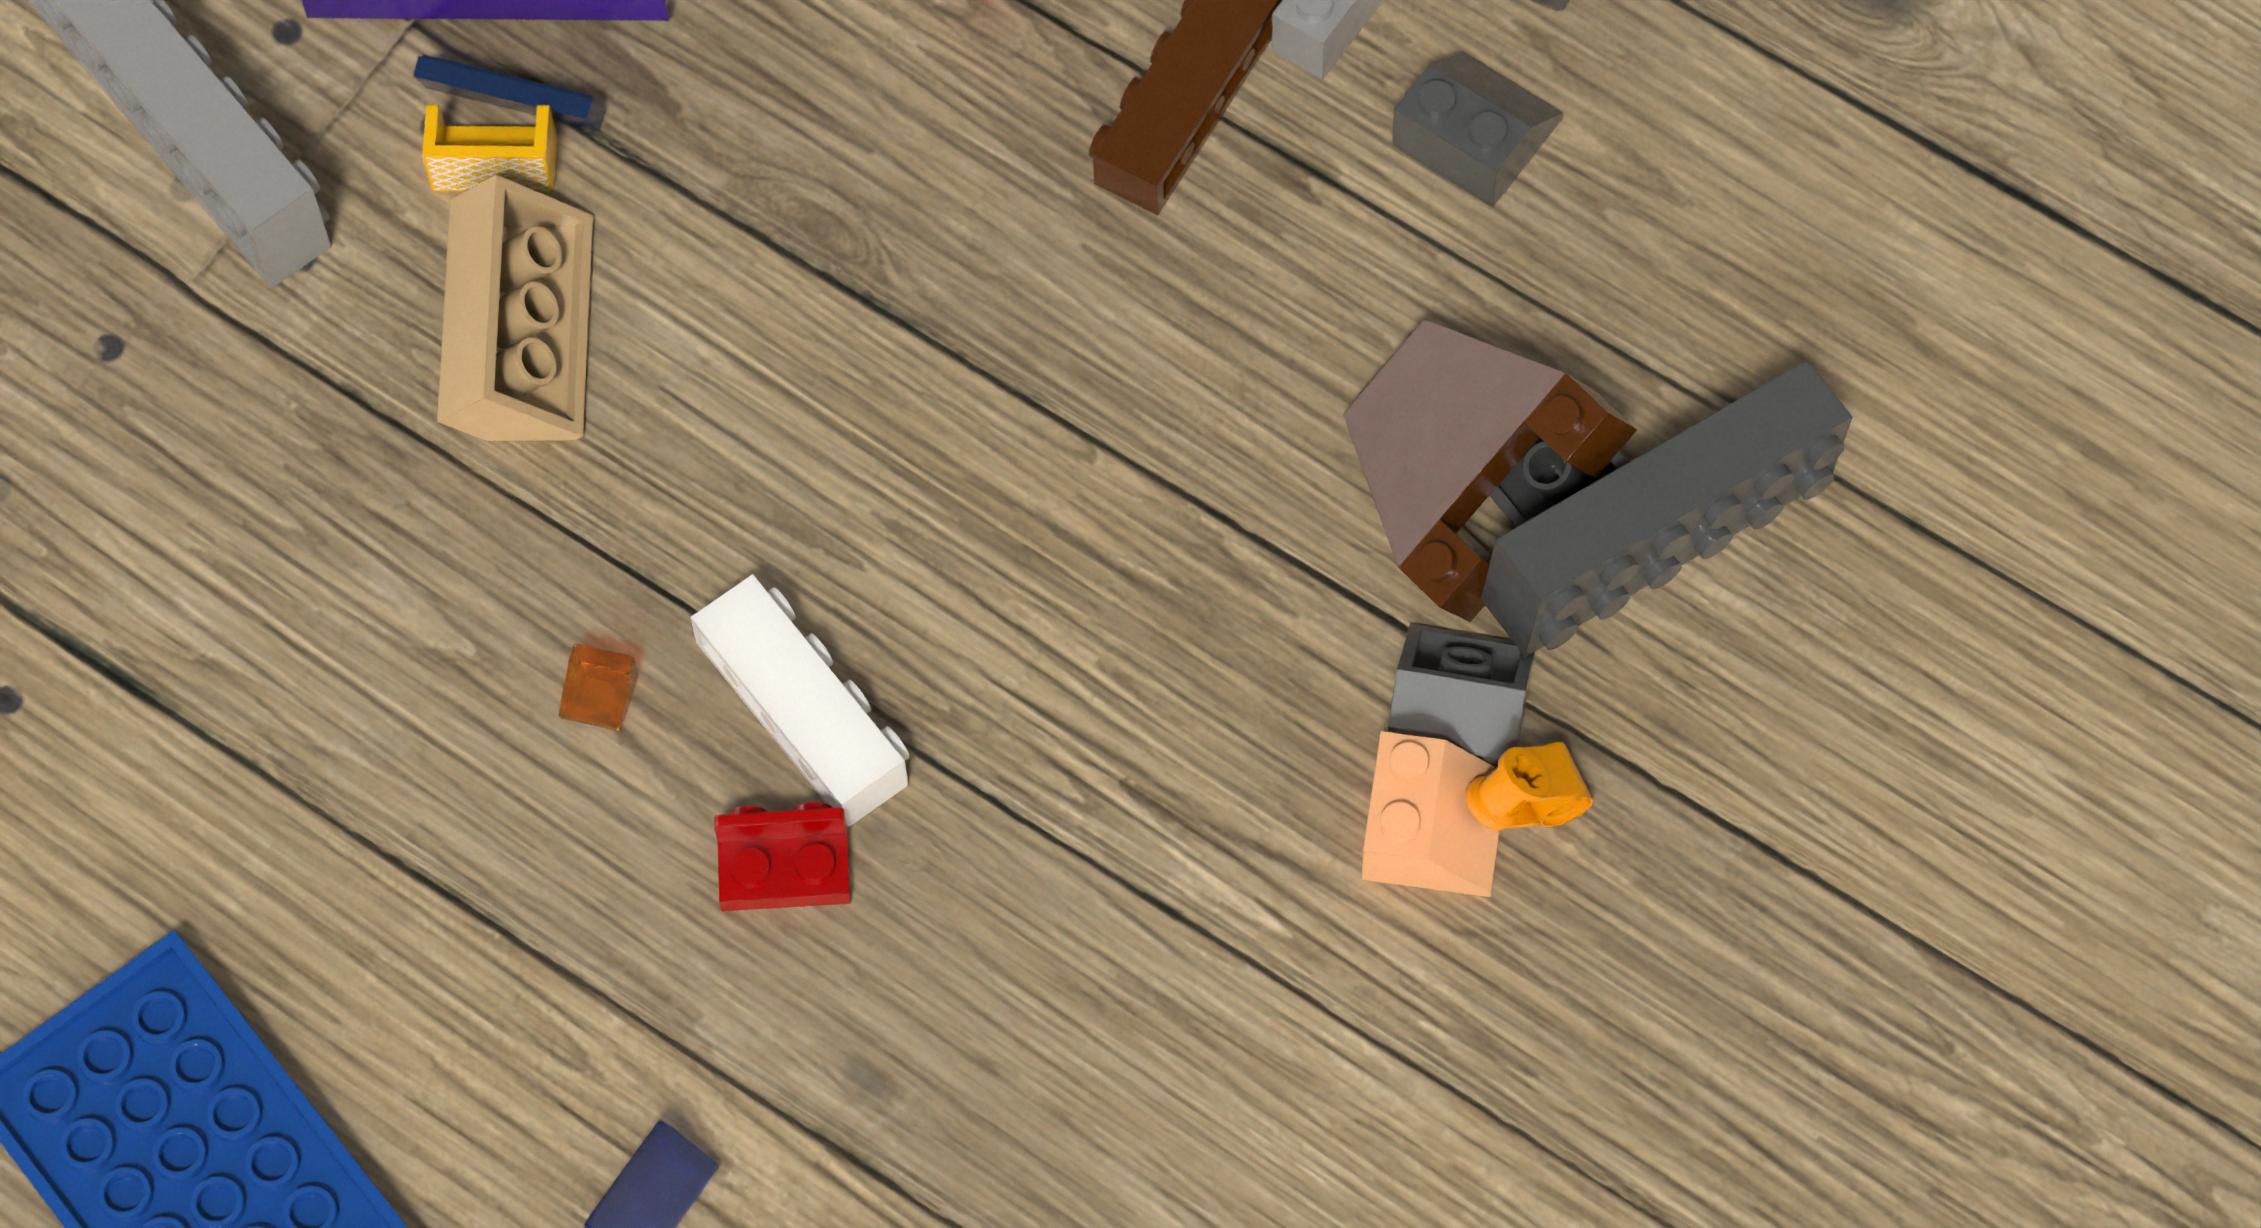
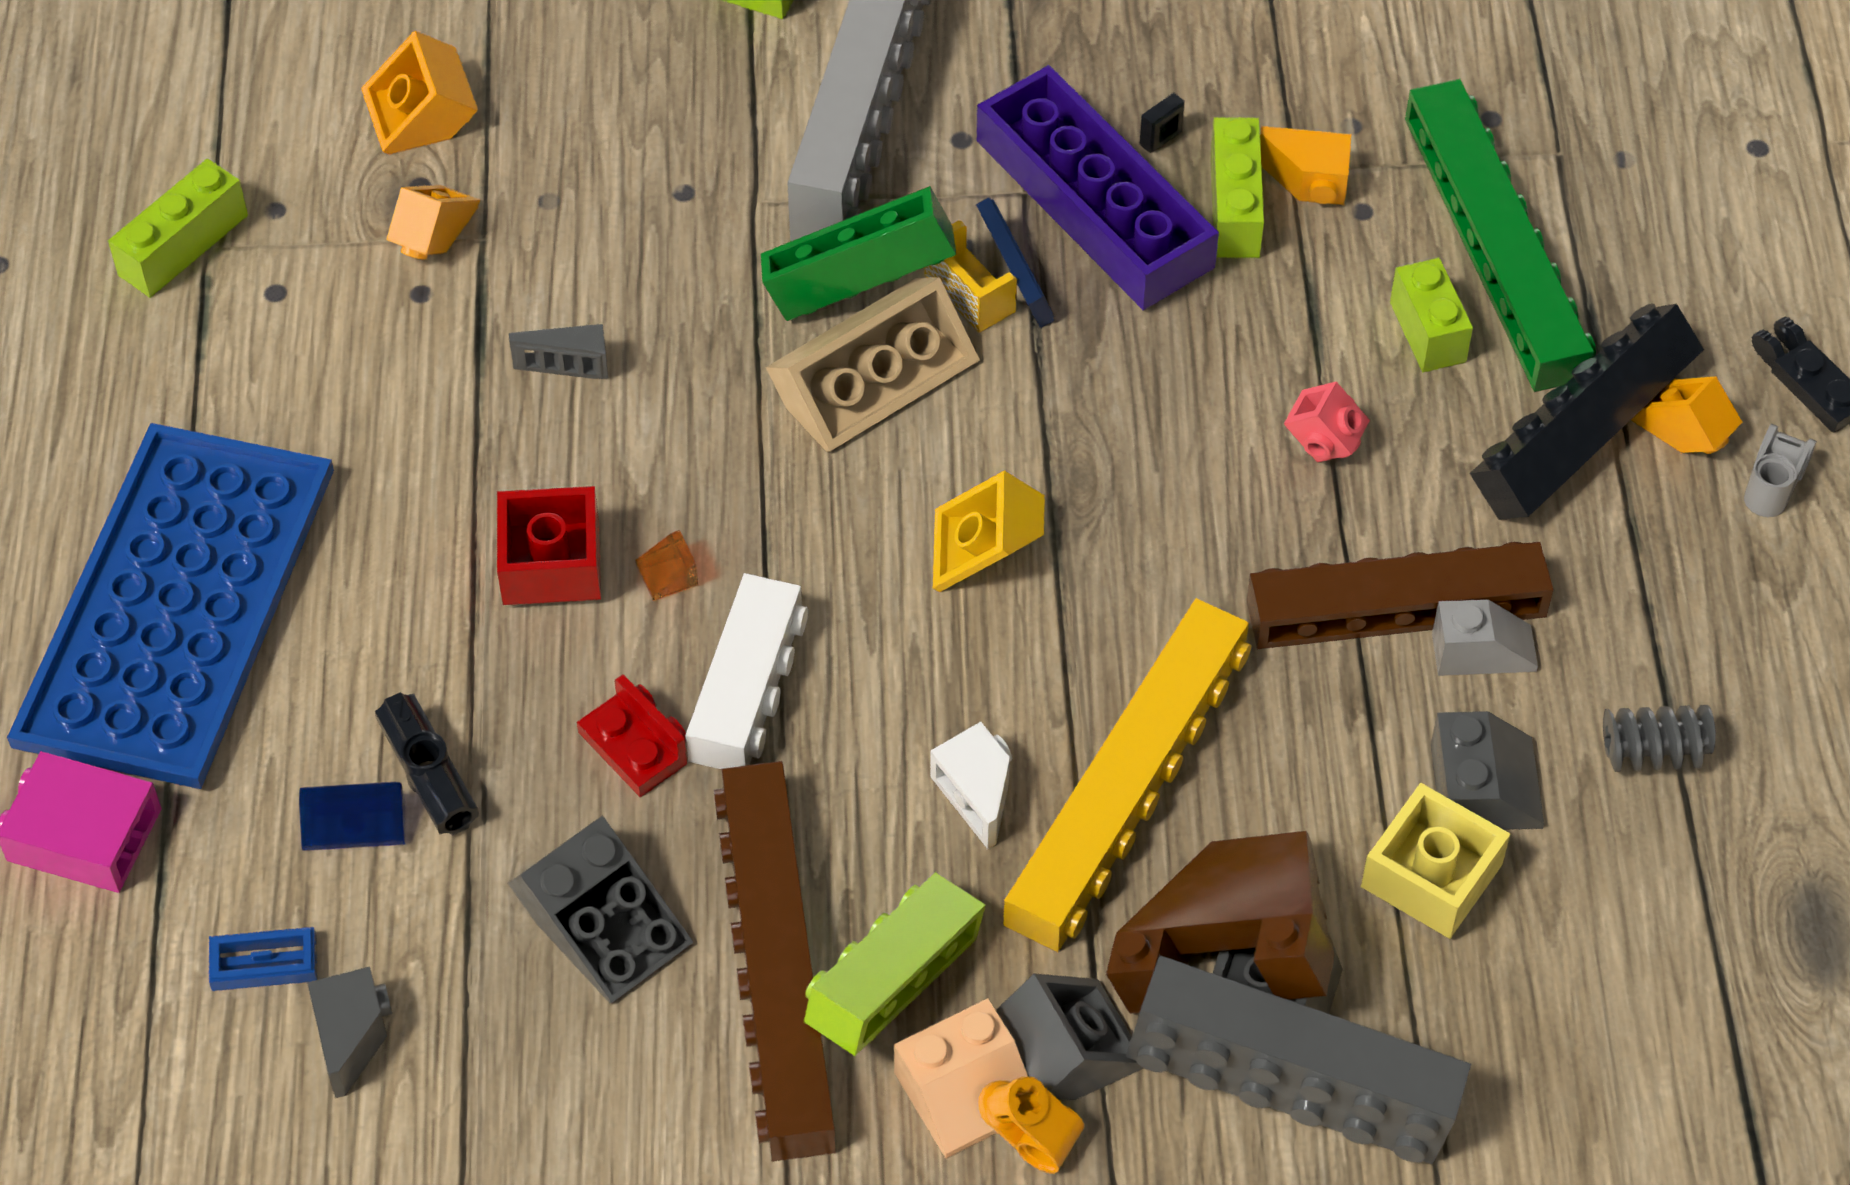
camera: 50 degrees right, 10 degrees down
(238, 598) = (561, 351): none -> dark grey slope
(389, 231) = (858, 254): none -> green brick
(485, 782) = (548, 545): none -> red brick
(609, 1074) = (437, 783): none -> black piece
(822, 360) = (984, 527): none -> yellow slope
(962, 1025) = (601, 910): none -> dark grey slope
(1110, 574) = (974, 778): none -> white slope
(1159, 897) = (777, 962): none -> reddish brown brick
(1215, 431) = (1126, 775): none -> yellow brick
(1268, 790) = (893, 963): none -> lime brick
(1541, 233) = (1435, 860): none -> light yellow brick

